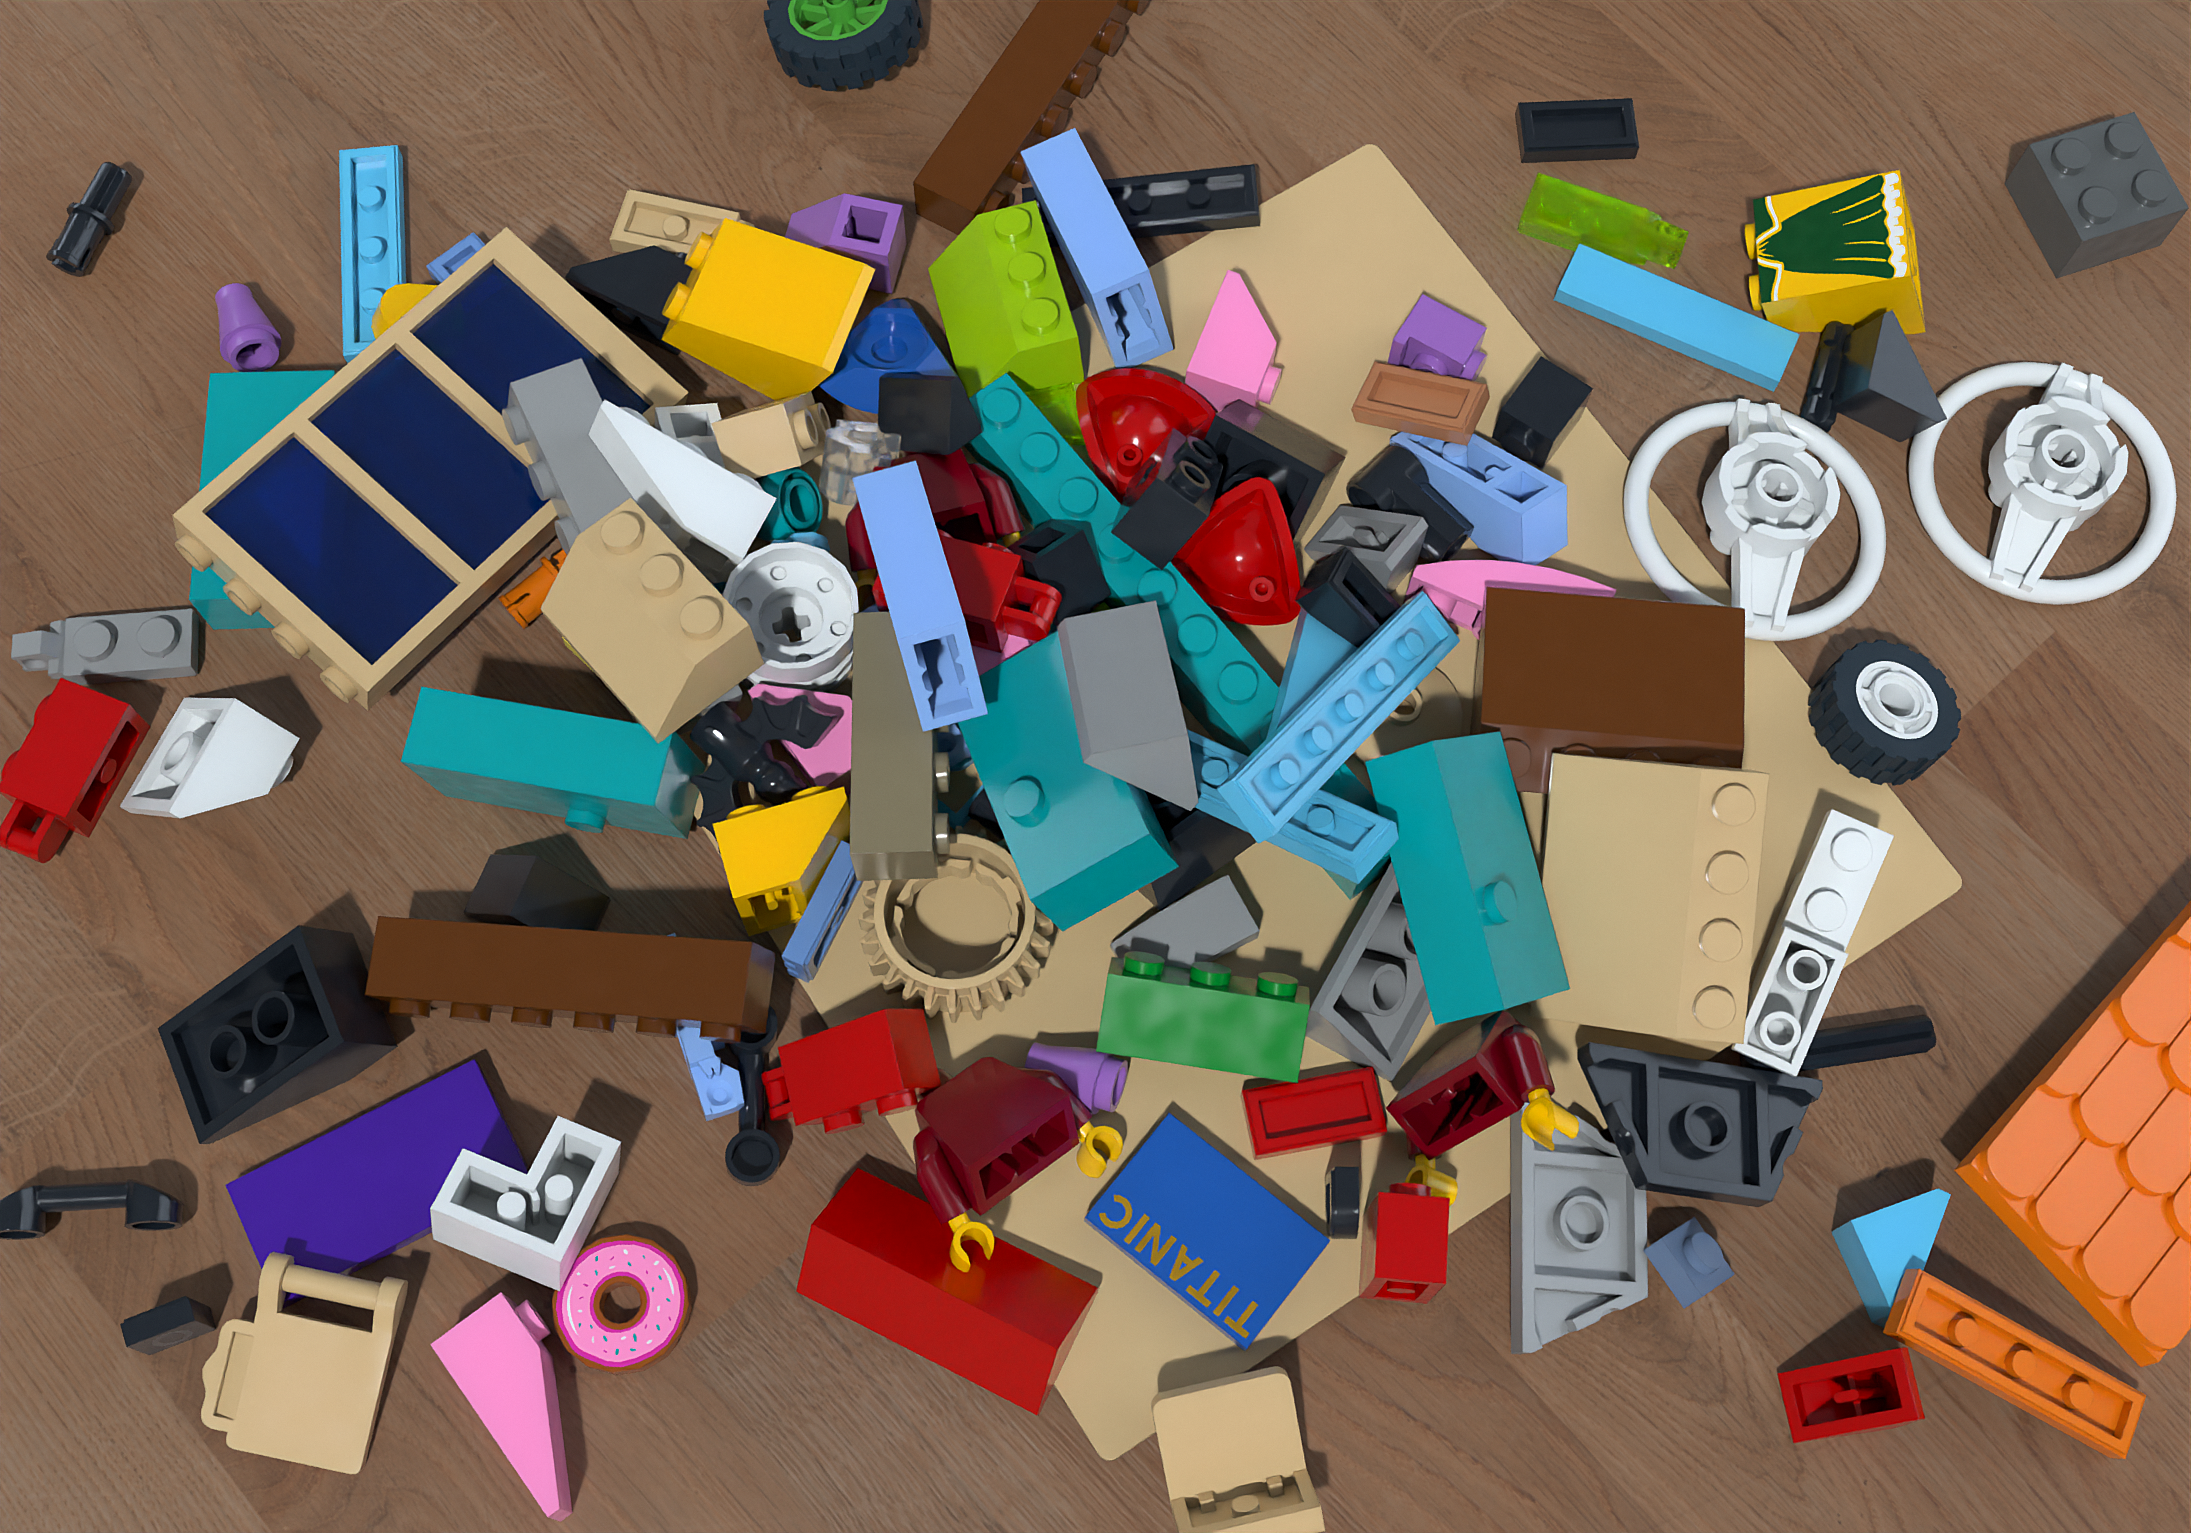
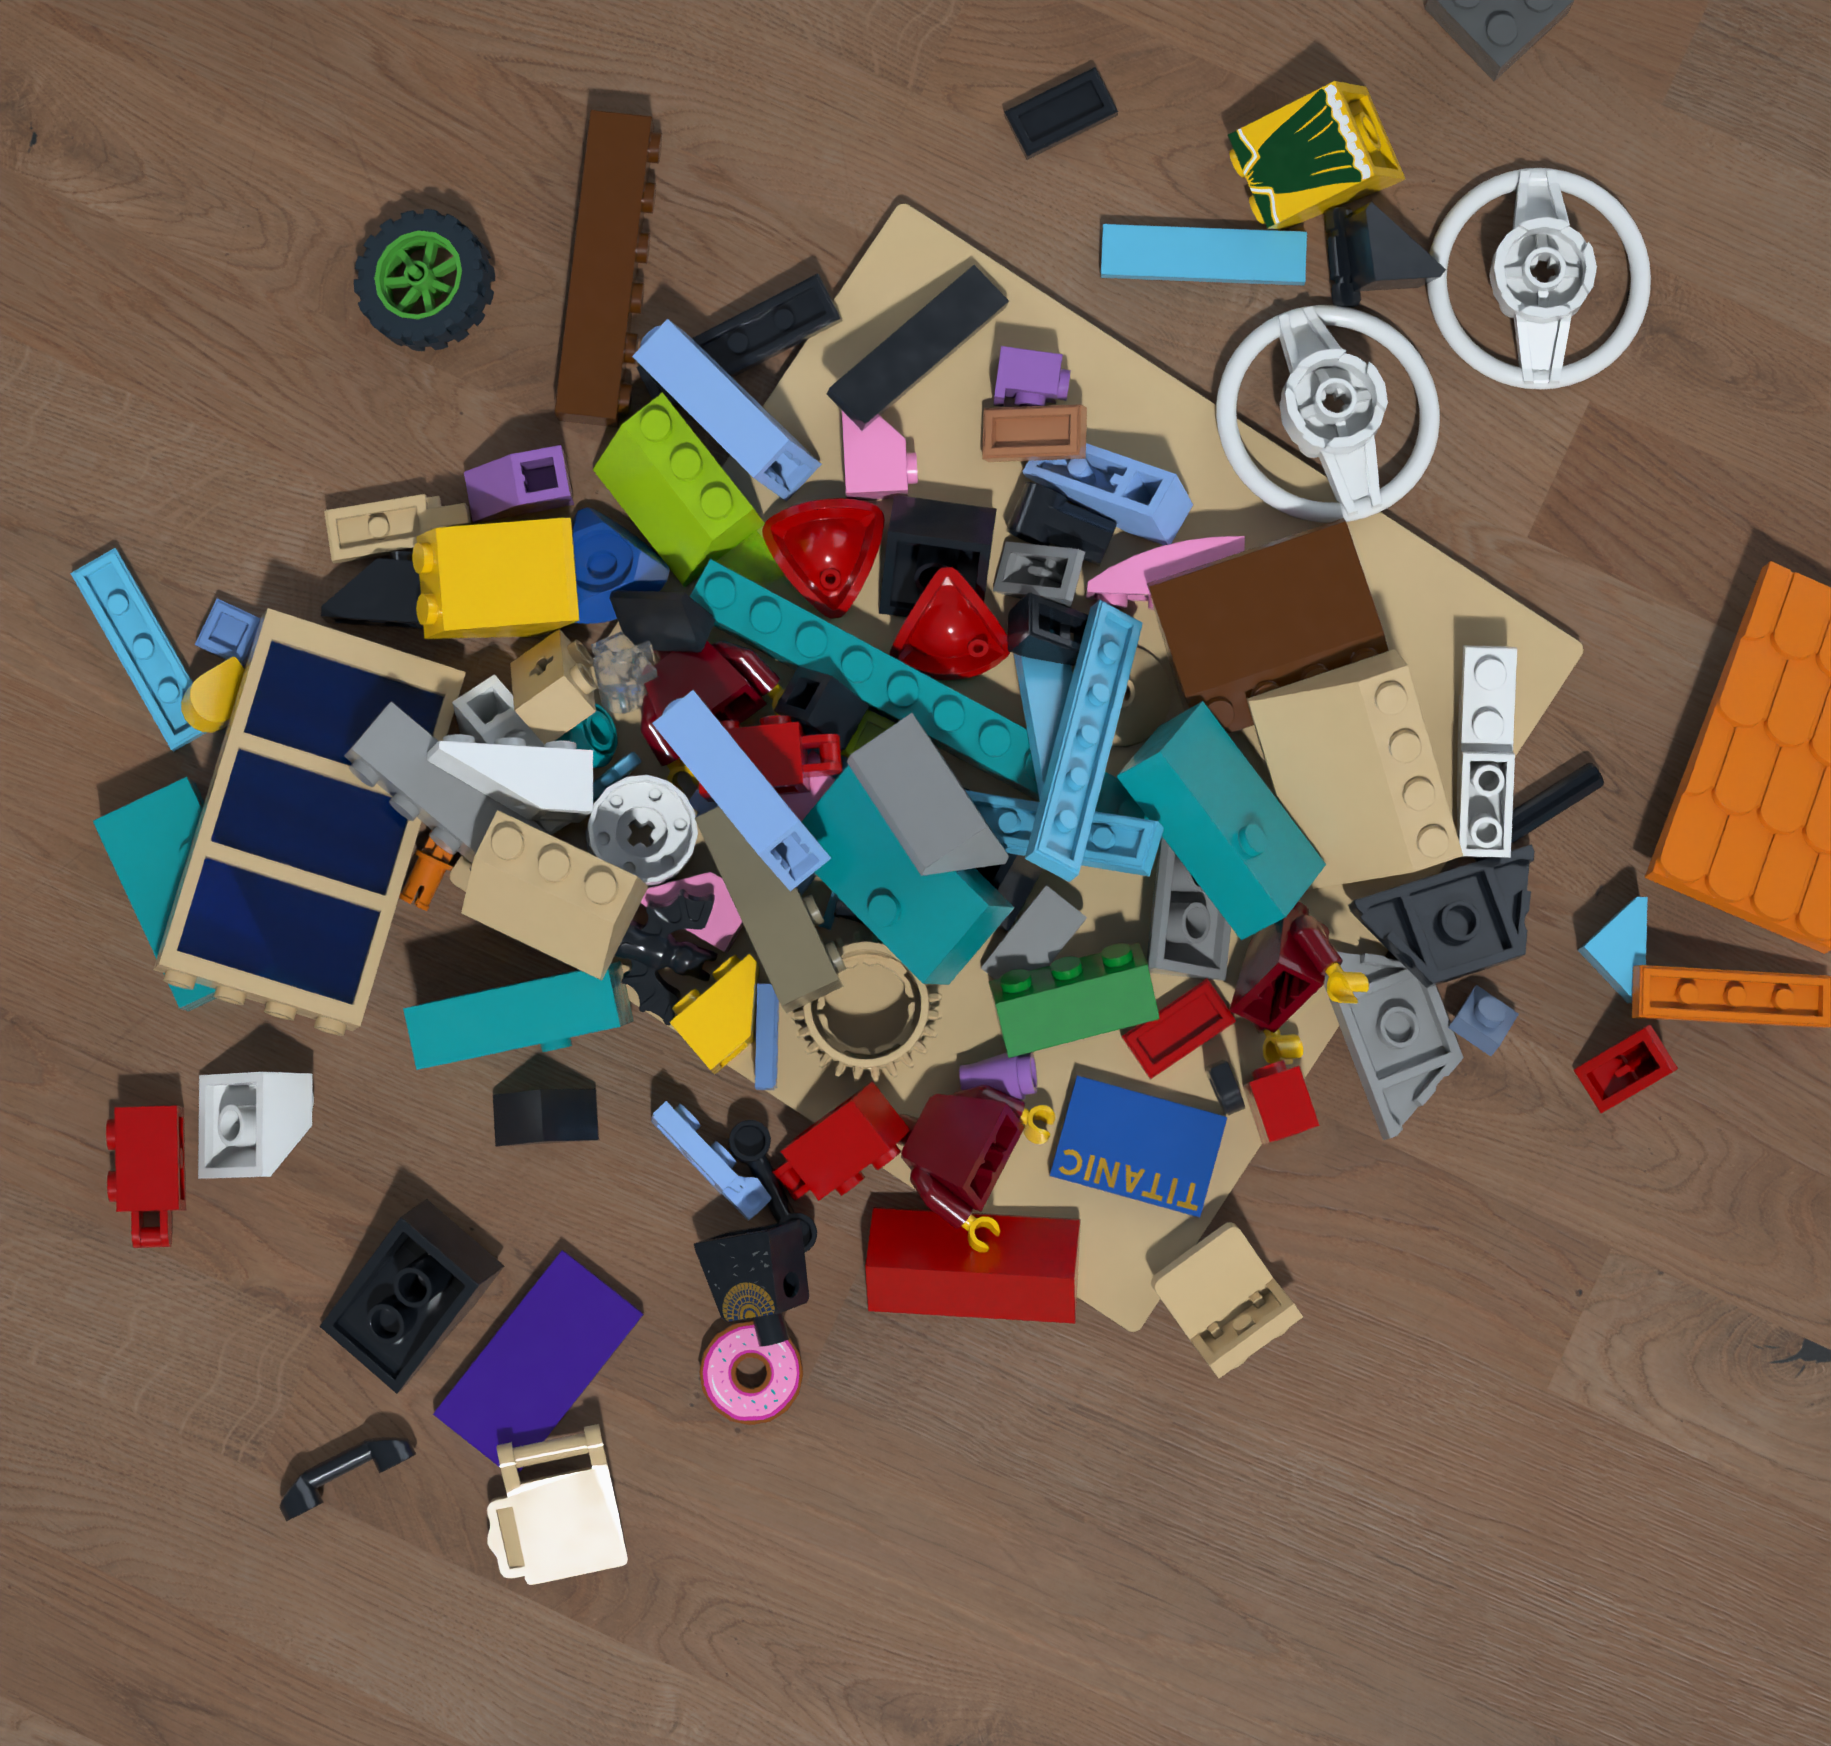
camera: 20 degrees left, 15 degrees up
(113, 647) = (127, 1059): light grey hinge -> none
(167, 1325) = (447, 1524): black tile -> none
(245, 332) = (84, 763): medium lavender cone -> none
(513, 1389) = (704, 1460): bright pink slope -> none
(531, 1219) = (670, 1346): white brick -> none
(571, 975) = (609, 1166): reddish brown brick -> none
(681, 1184) = (757, 1275): none -> black torso
(1168, 498) = (881, 616): black brick -> none
(1328, 265) = (917, 347): none -> black tile
(1541, 413) = (1131, 403): black brick -> none
(1576, 215) = (1110, 196): clear neon green hinge -> none
(1884, 712) = (1497, 515): black wheel -> none

